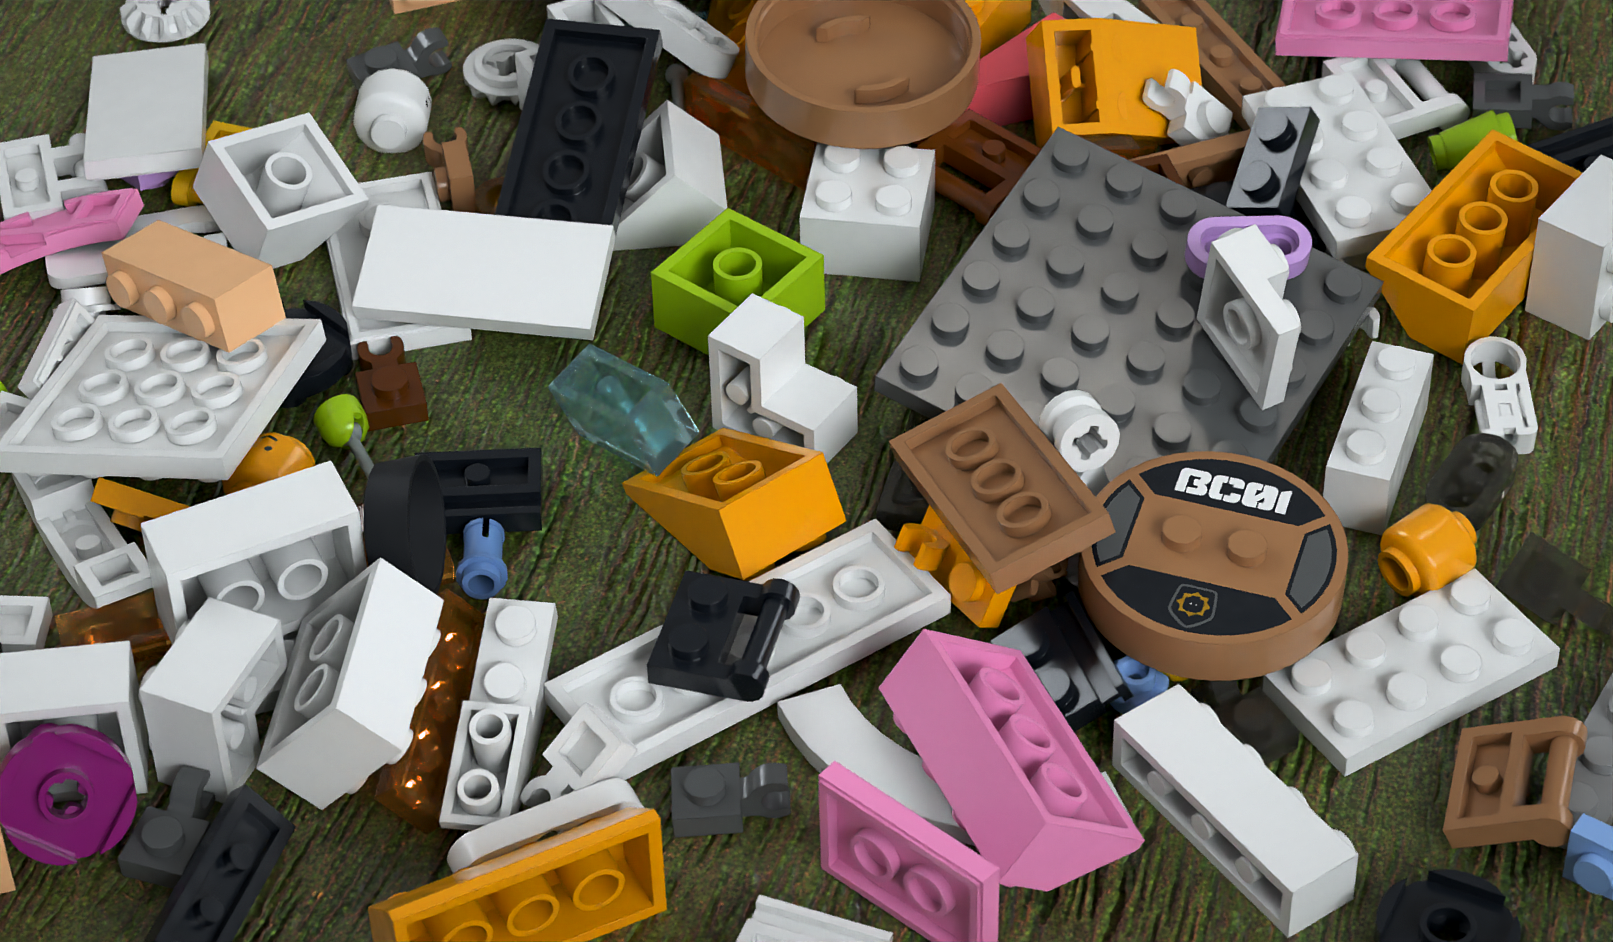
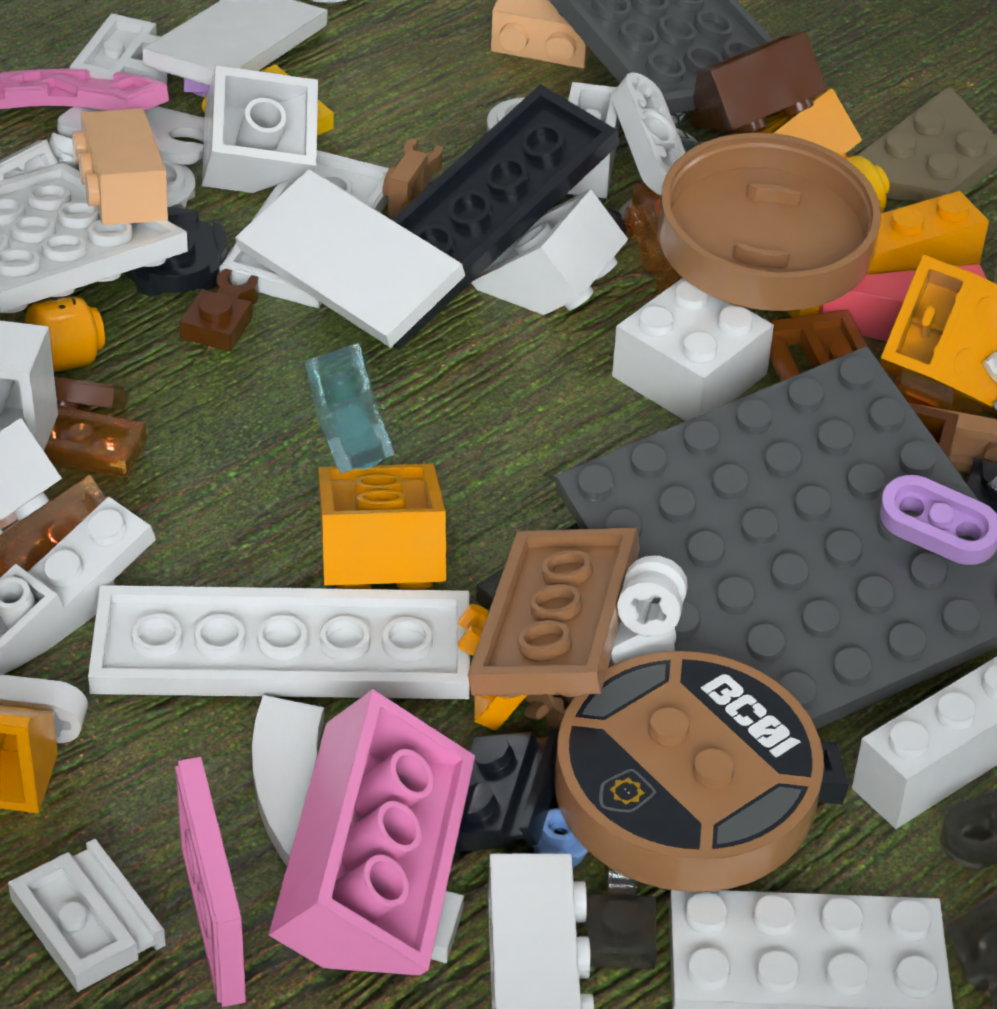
camera: 30 degrees right, 0 degrees up
(345, 425) = (156, 332): lime hinge -> none
(392, 111) = (409, 112): white head -> none
(407, 519) = (115, 424): black tyre -> none
(415, 59) = (445, 87): dark grey plate -> none
(482, 568) = (147, 478): medium blue pin -> none
(493, 486) = (203, 418): black plate -> none
(581, 755) = (65, 654): white plate -> none
(703, 629) = (249, 605): black plate -> none
(716, 797) = (149, 745): dark grey plate -> none
(726, 265) = (527, 362): lime brick -> none
(769, 389) = (482, 449): white brick -> none
(1247, 312) = (888, 567): white plate -> none
(1427, 550) = (908, 859): light orange head -> none

